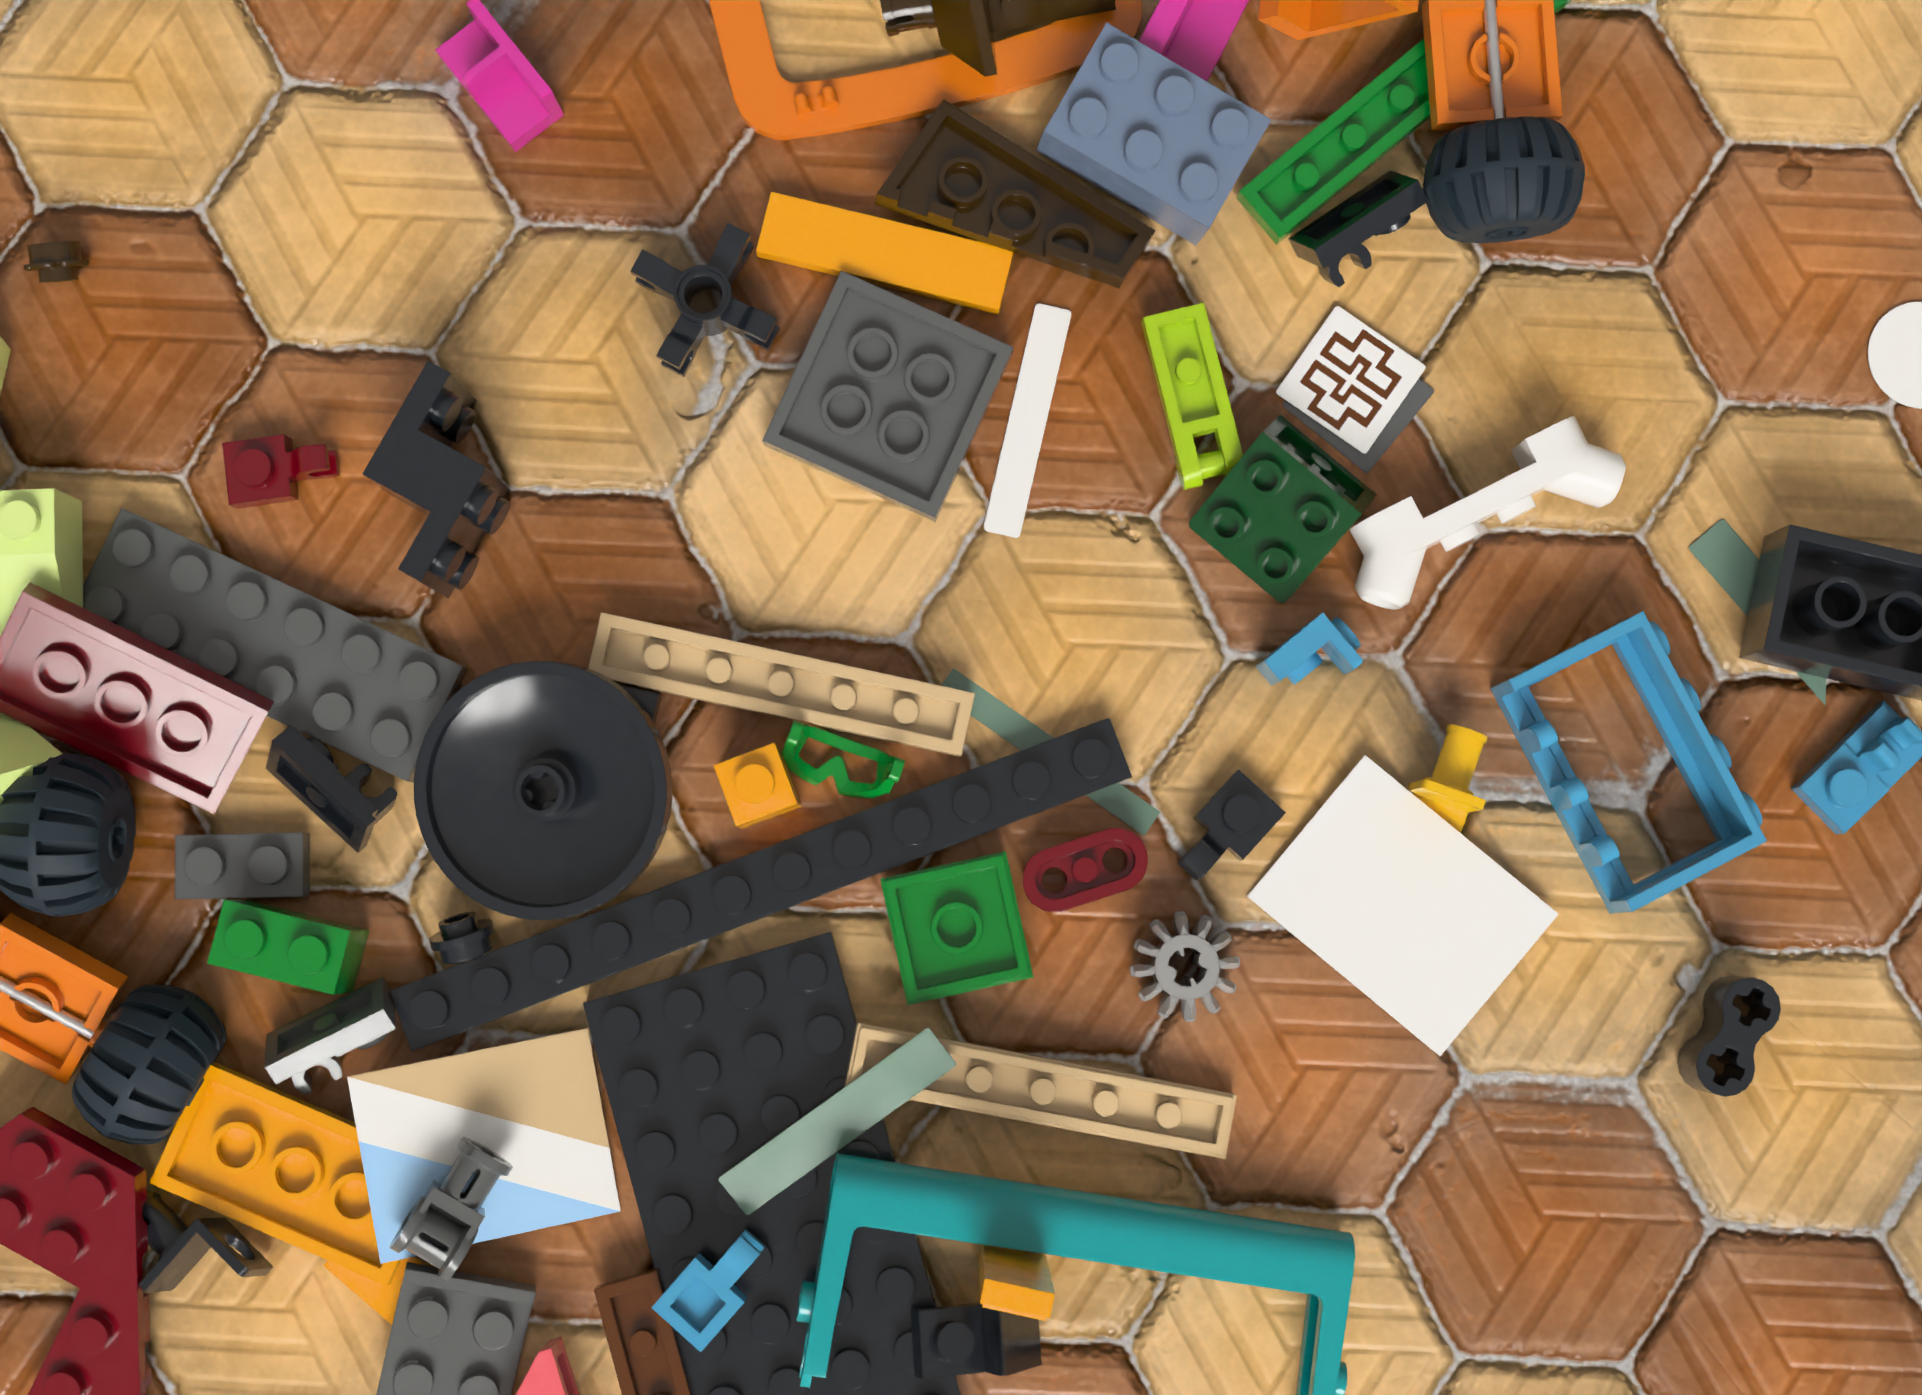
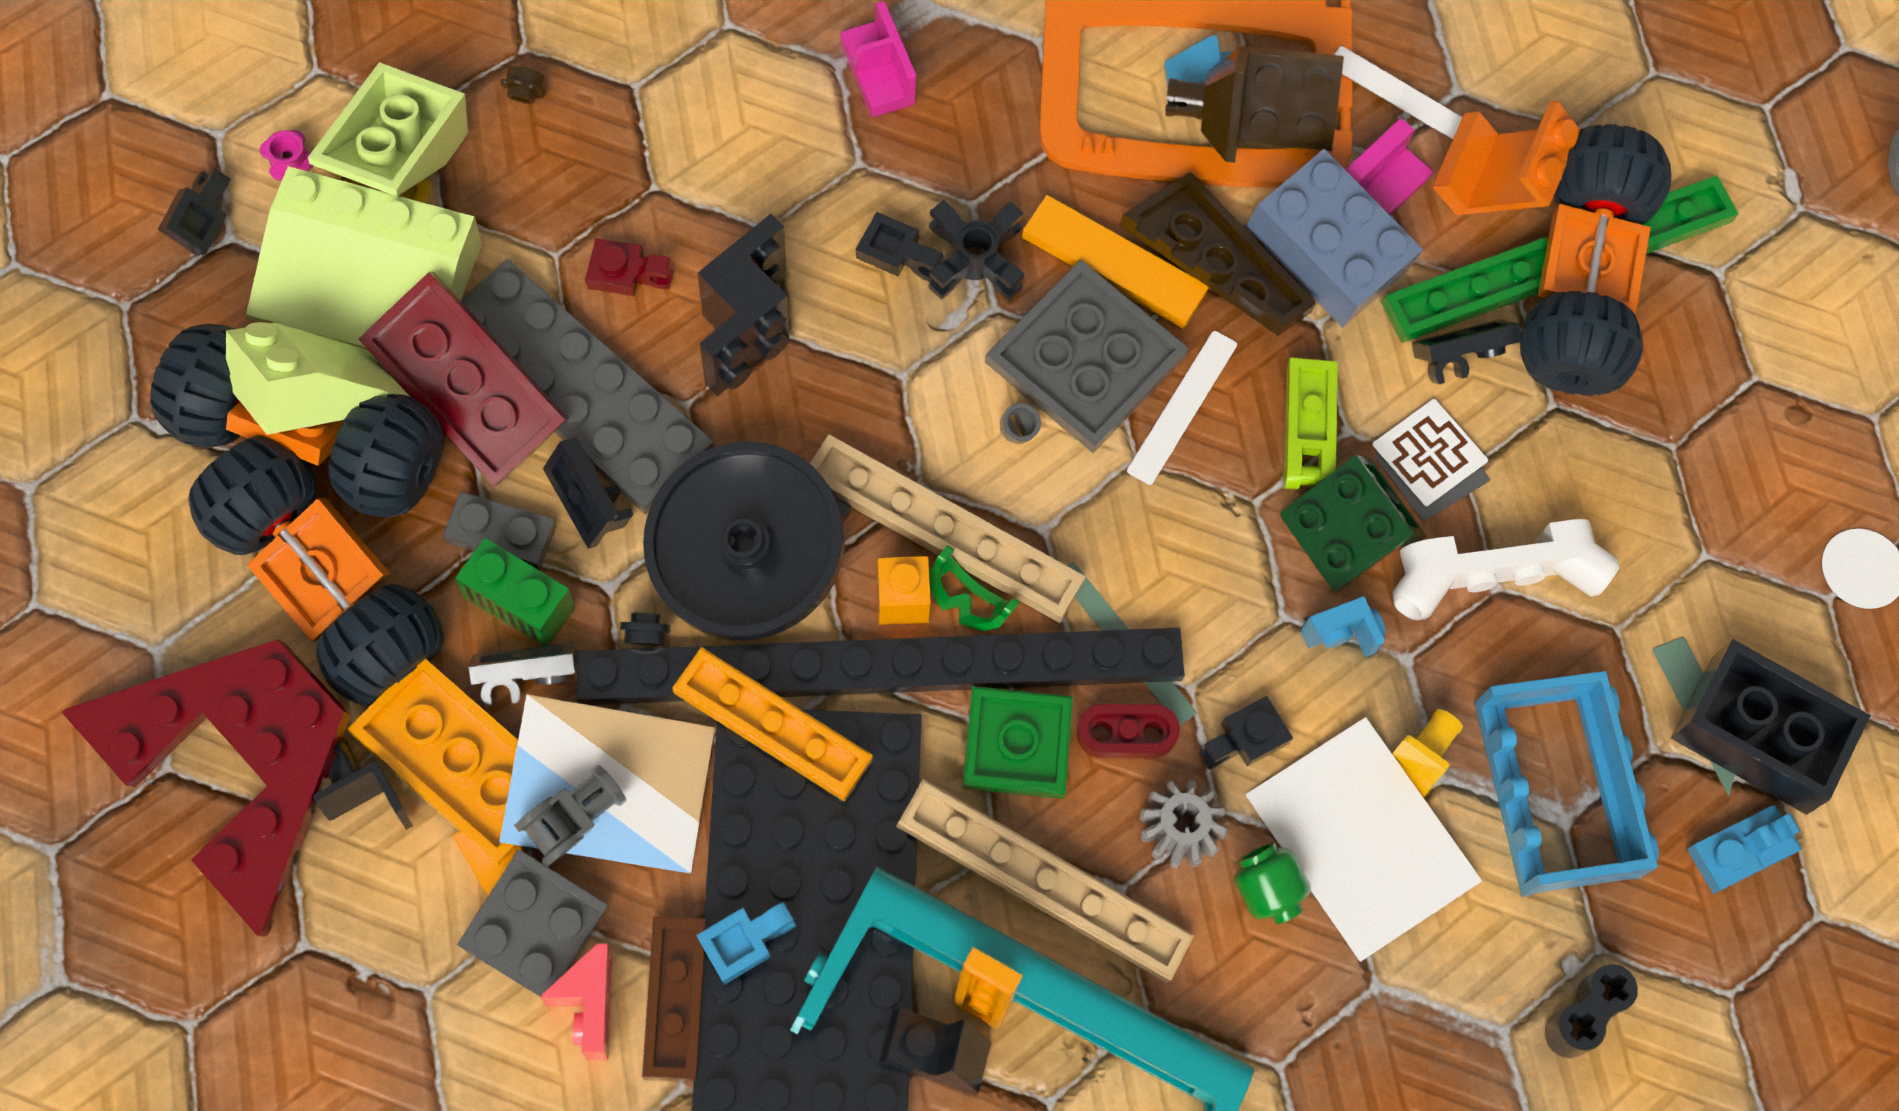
camera: 10 degrees right, 15 degrees down
(599, 327) = (893, 245): none -> black plate
(654, 1010) = (772, 724): none -> light orange tile
(837, 1121) = (883, 847): sticker -> none
(842, 508) = (1027, 421): none -> dark grey hinge
(1311, 1004) = (1272, 883): none -> green head

